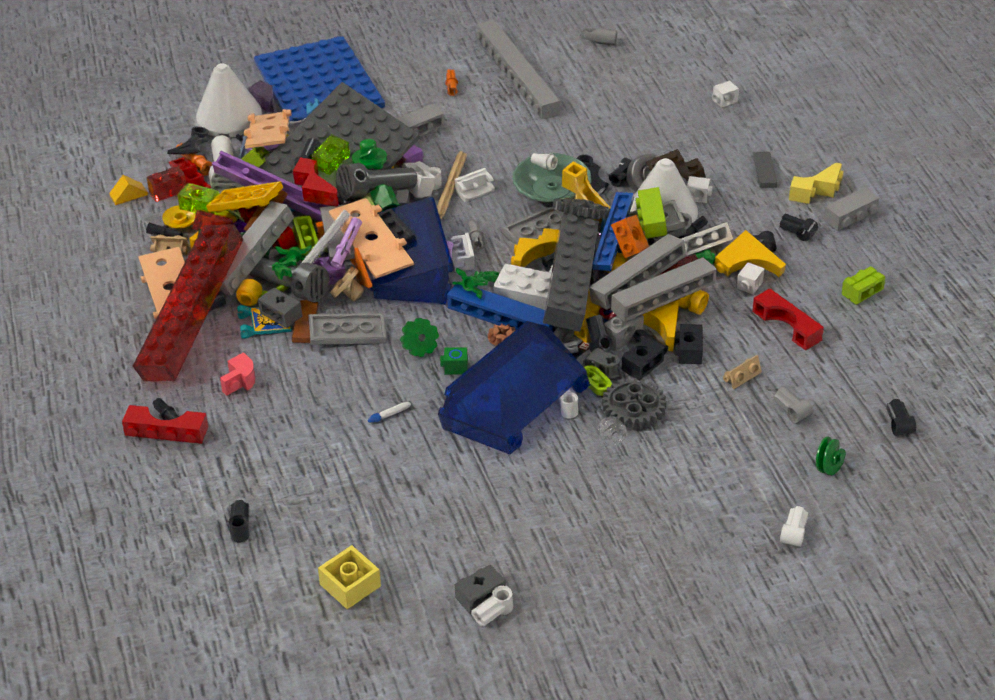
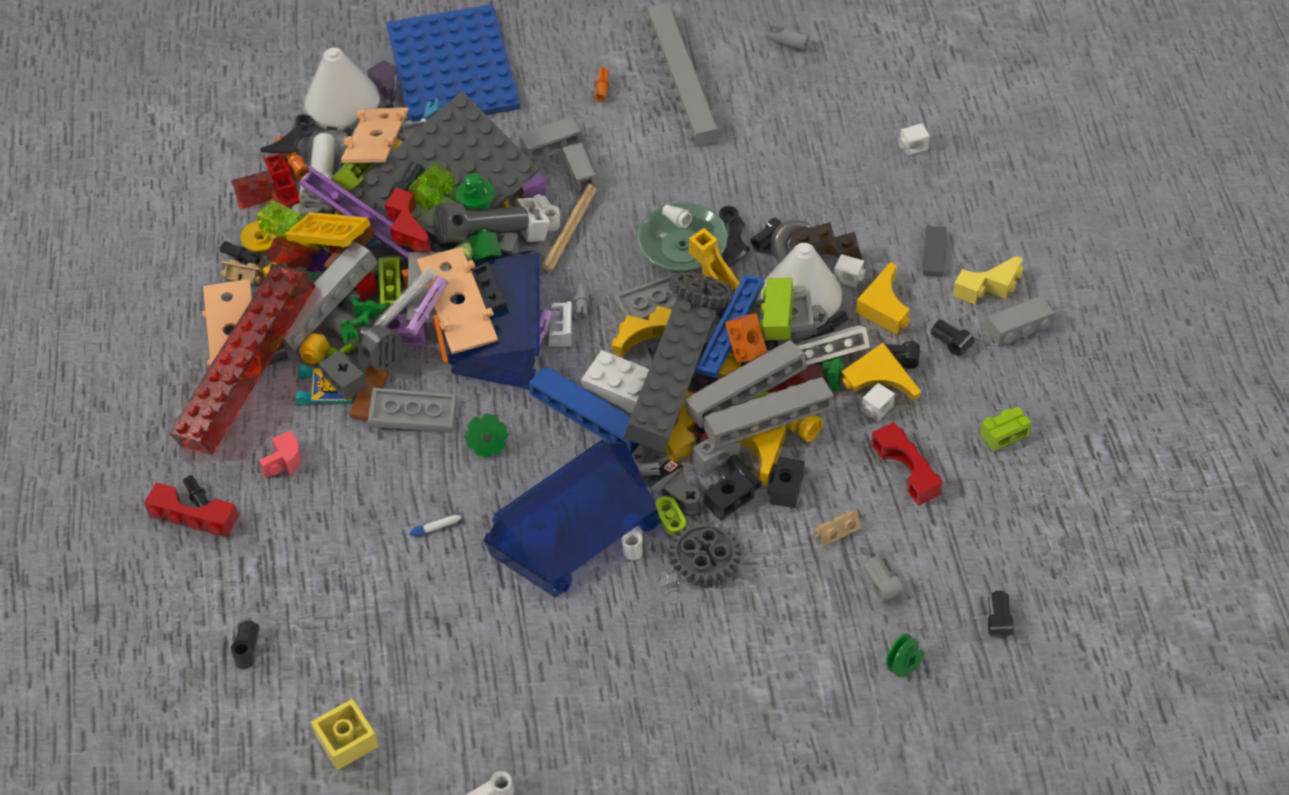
camera: 10 degrees right, 10 degrees up
(127, 190) = (211, 191): yellow slope -> none
(348, 285) = (424, 354): tan plate -> none
(447, 140) = (579, 166): none -> light grey brick
(454, 360) = (520, 469): green brick -> none
(471, 282) = (556, 373): green piece -> none
(474, 185) = (595, 233): white hinge -> none
(478, 587) = (471, 774): dark grey brick -> none
(494, 337) = (577, 447): nougat gear -> none
(598, 334) = (684, 457): black piece -> none
(734, 209) = (881, 305): none -> yellow arch
(794, 529) = (841, 744): white piece -> none

